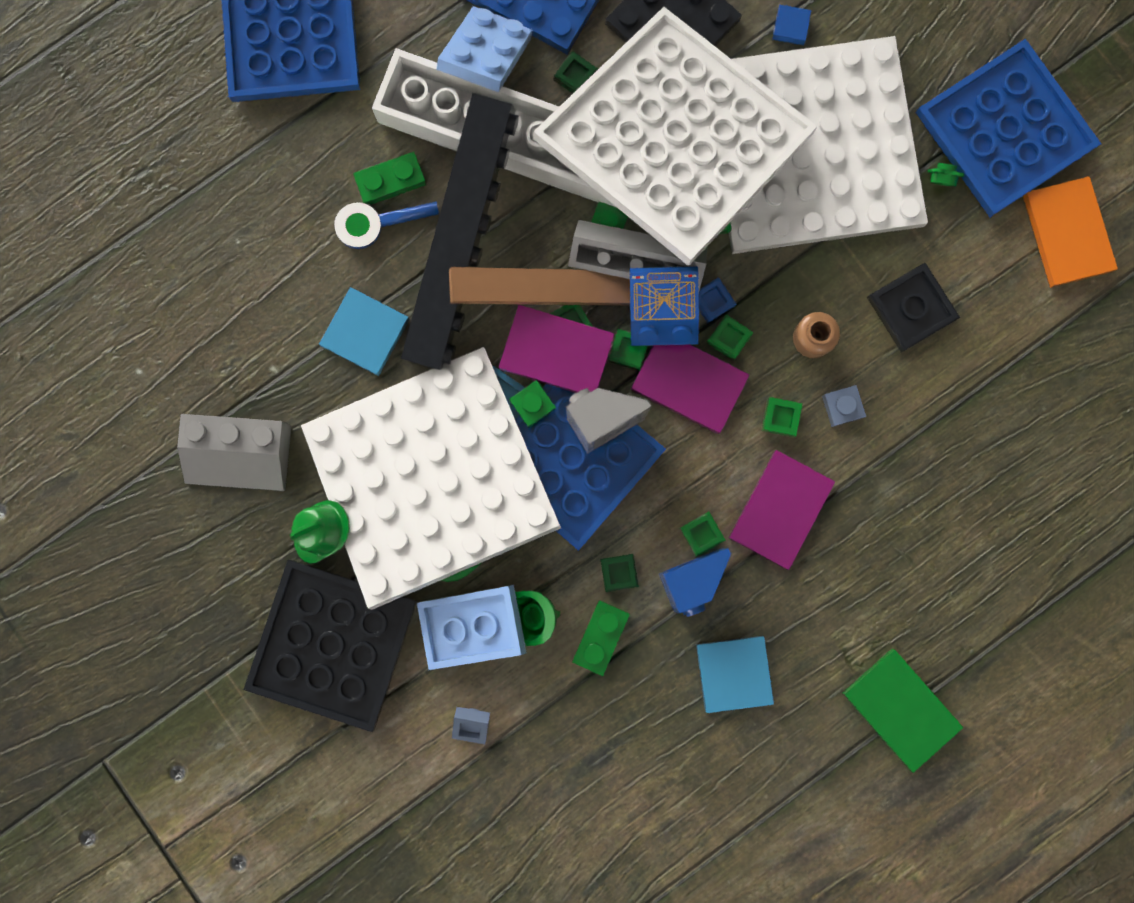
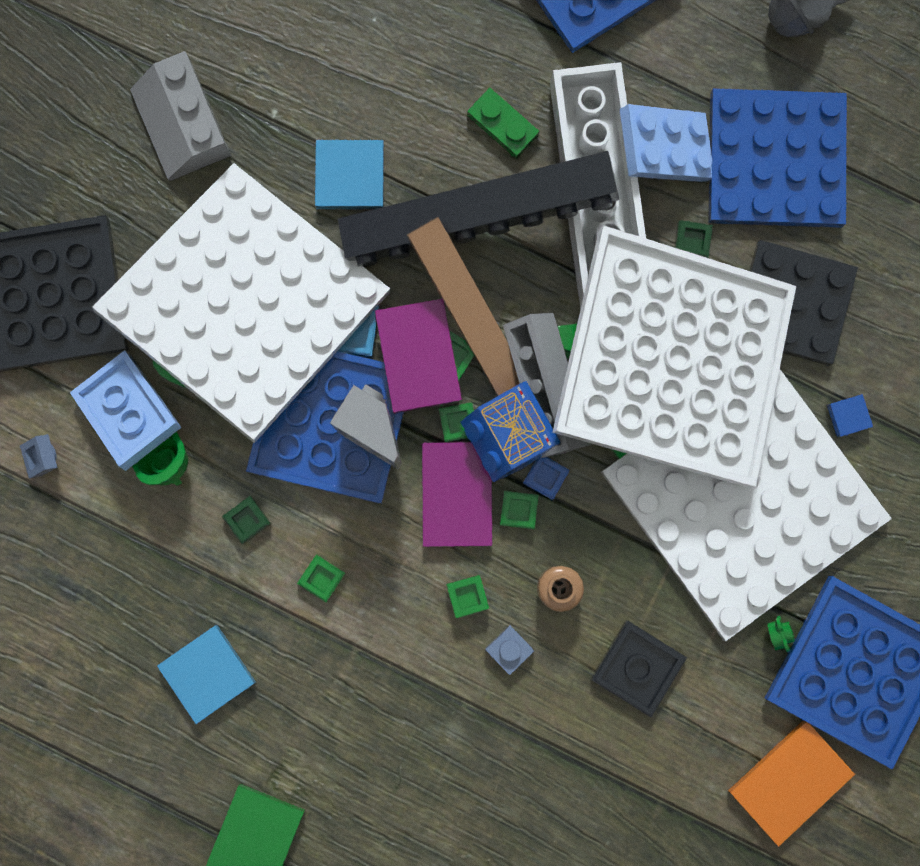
camera: 55 degrees right, 0 degrees up
(320, 531) = (143, 228): green piece -> none
(360, 225) = (445, 119): piece -> none
(532, 404) = (358, 359): green plate -> none
(600, 638) = (178, 533): green plate -> none
(695, 581) = (267, 590): blue slope -> none
(781, 510) = (381, 640): magenta tile -> none

